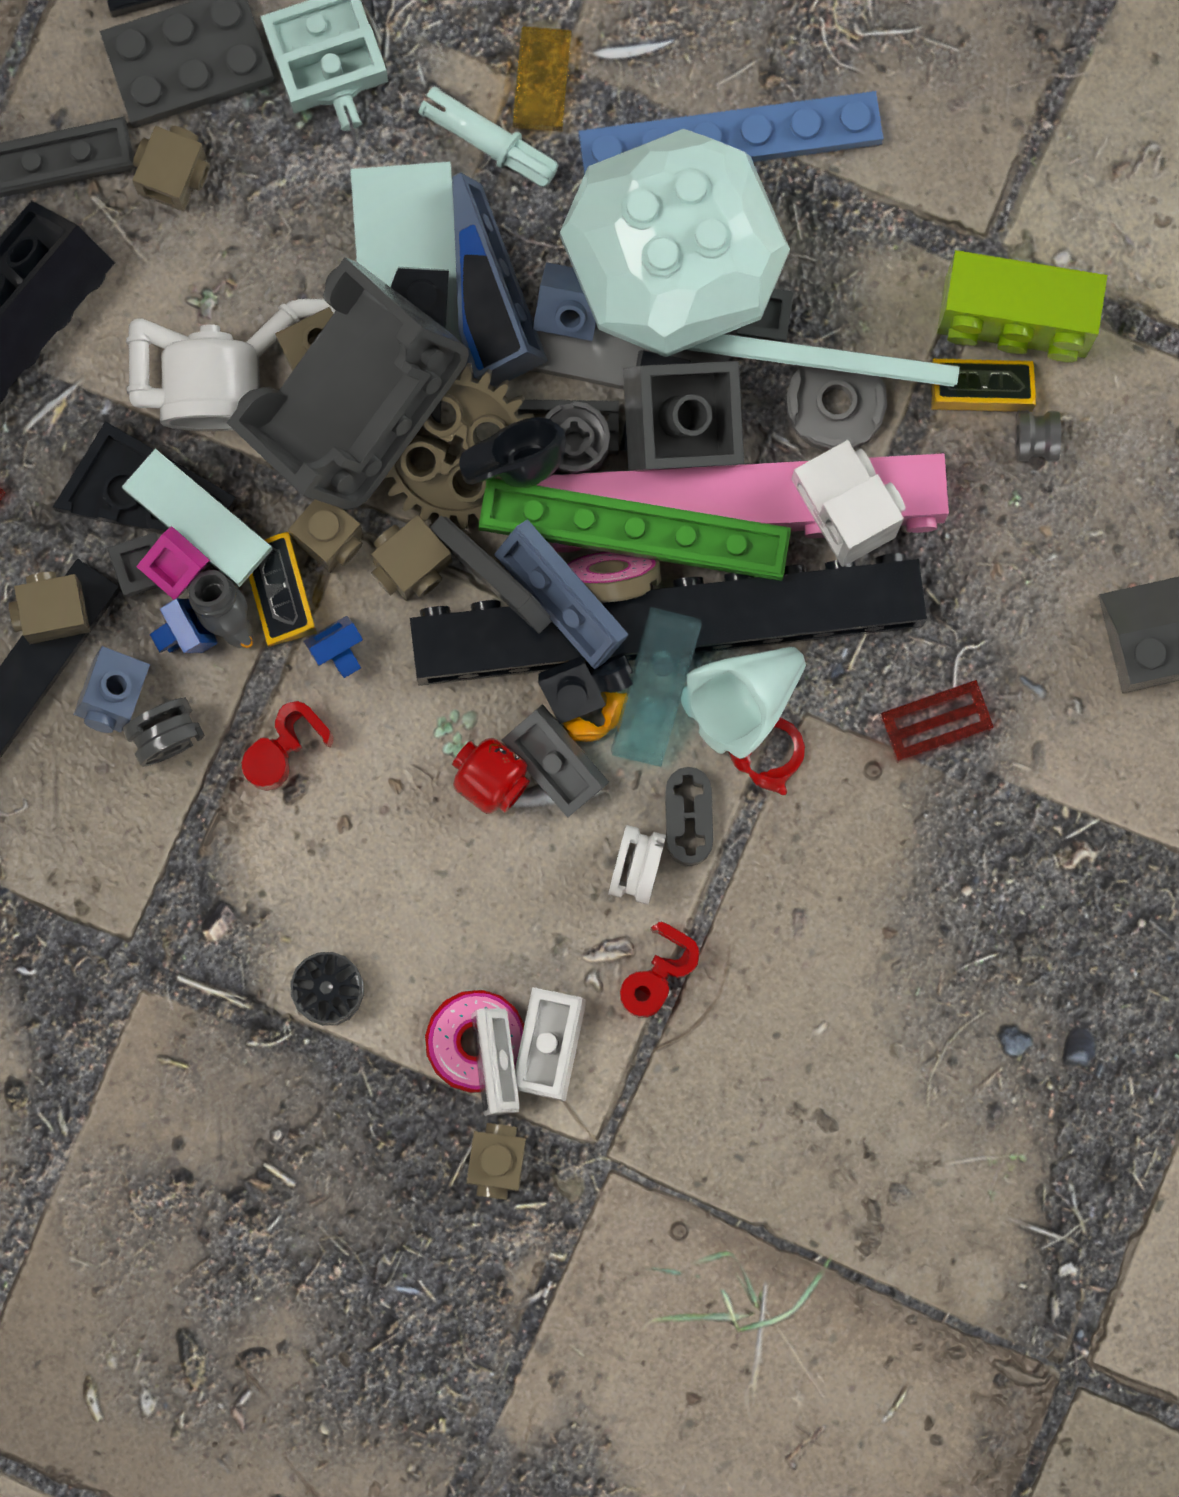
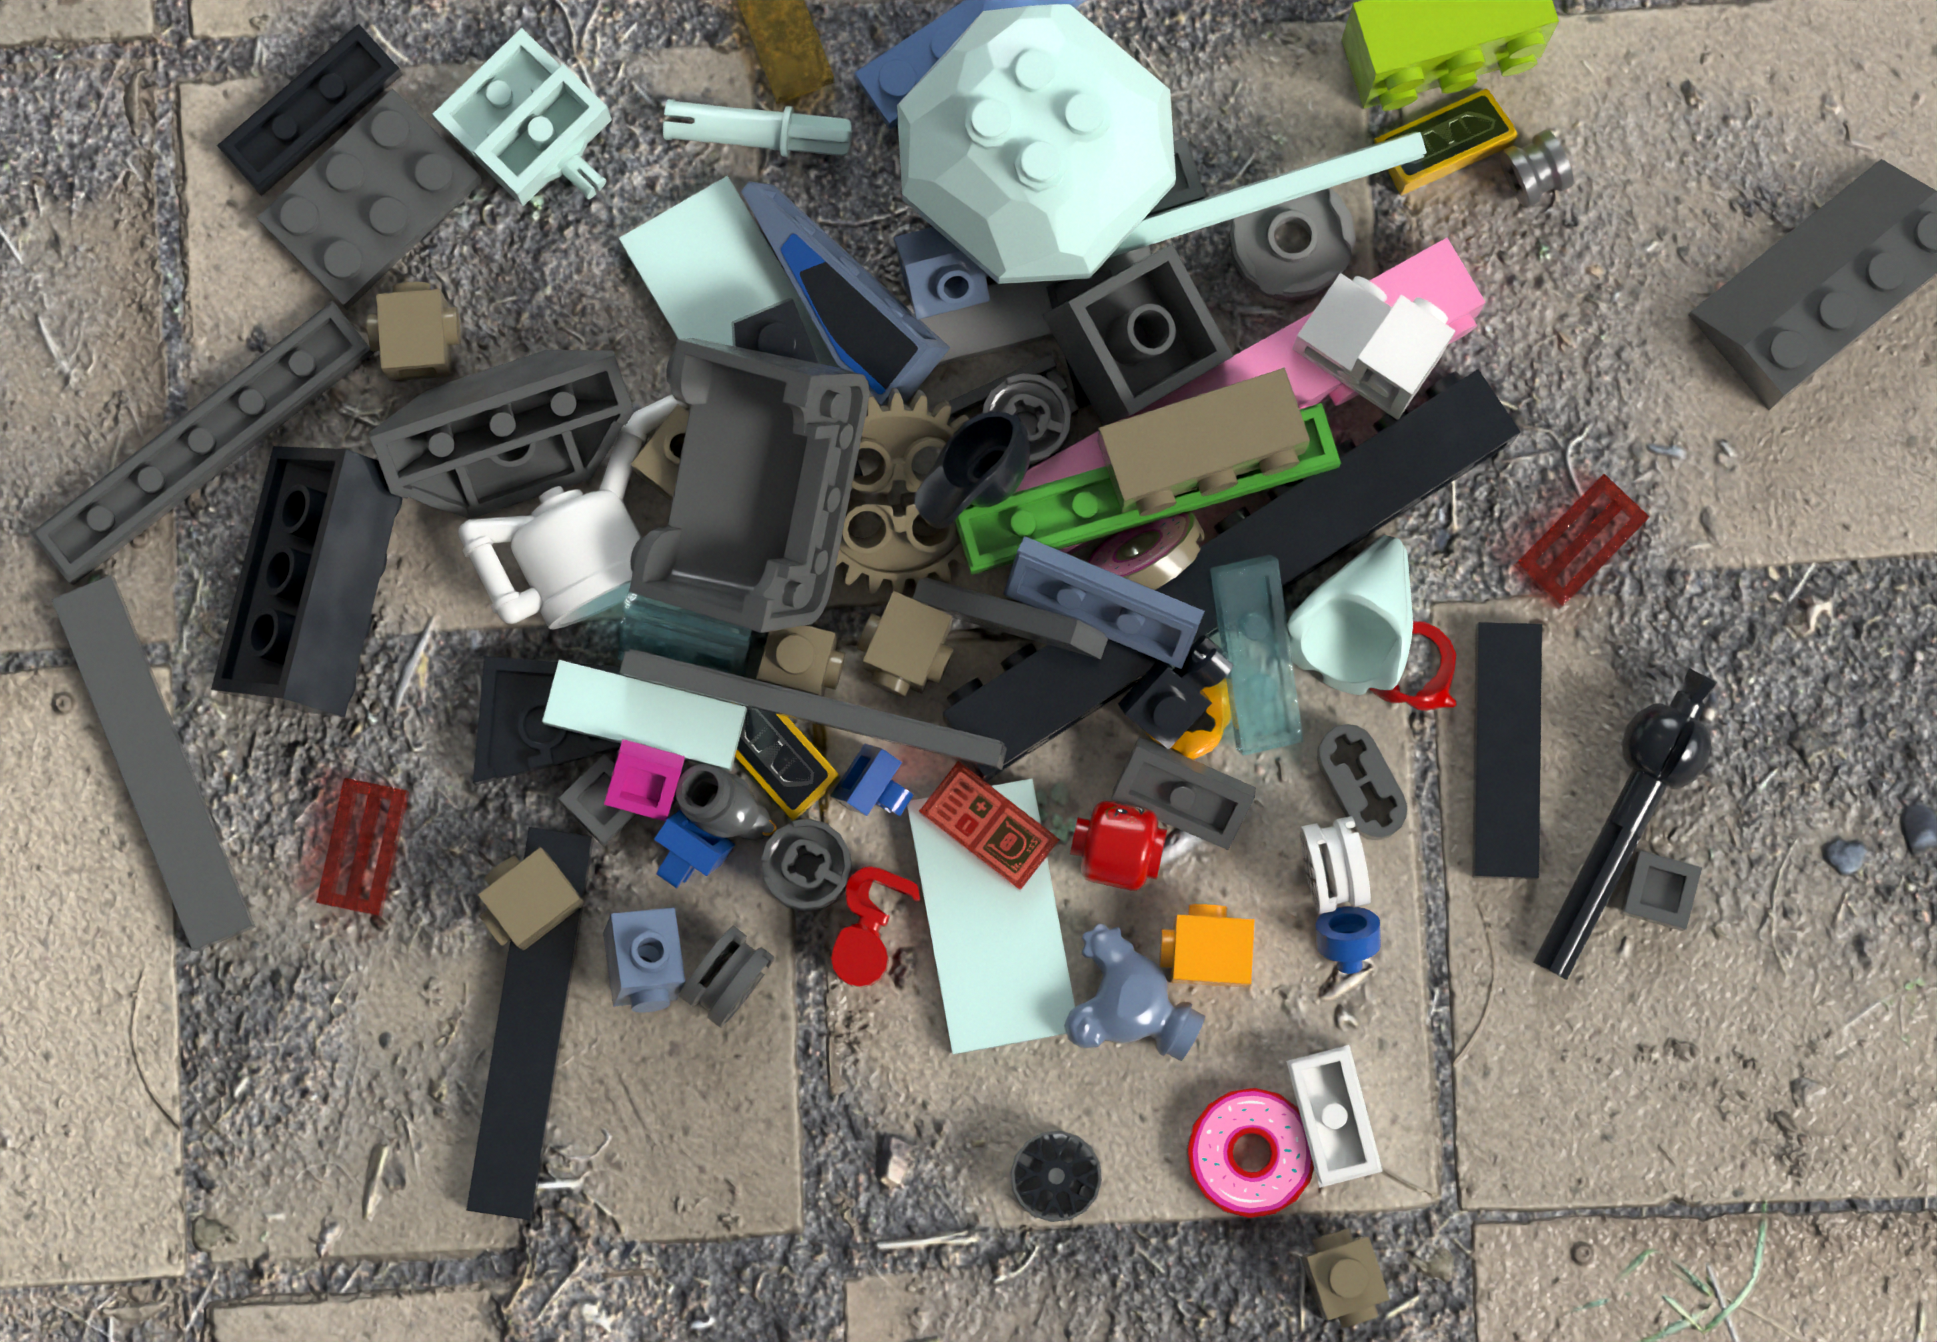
camera: 25 degrees left, 0 degrees up
(198, 268) = (505, 432): none -> dark grey wedge
(251, 480) = (683, 636): none -> clear light blue plate
(260, 681) = (806, 865): none -> dark grey wheel
(318, 570) = (814, 708): none -> dark grey tile
(375, 783) = (992, 944): none -> light aqua tile
(404, 716) = (989, 826): none -> clear red tile
(442, 889) = (1130, 1001): none -> sand blue animal
(495, 1061) = (1288, 1167): white slope -> none
(517, 880) = (1208, 948): none -> light orange brick
(622, 921) = (1348, 937): none -> blue tile
(646, 991) = (1417, 1001): red leg -> none
(688, 514) = (1204, 443): none -> dark tan brick
(805, 845) = (1507, 751): none -> black tile
(865, 998) = (1661, 890): none -> dark grey plate
(915, 898) = (1664, 751): none -> black piece

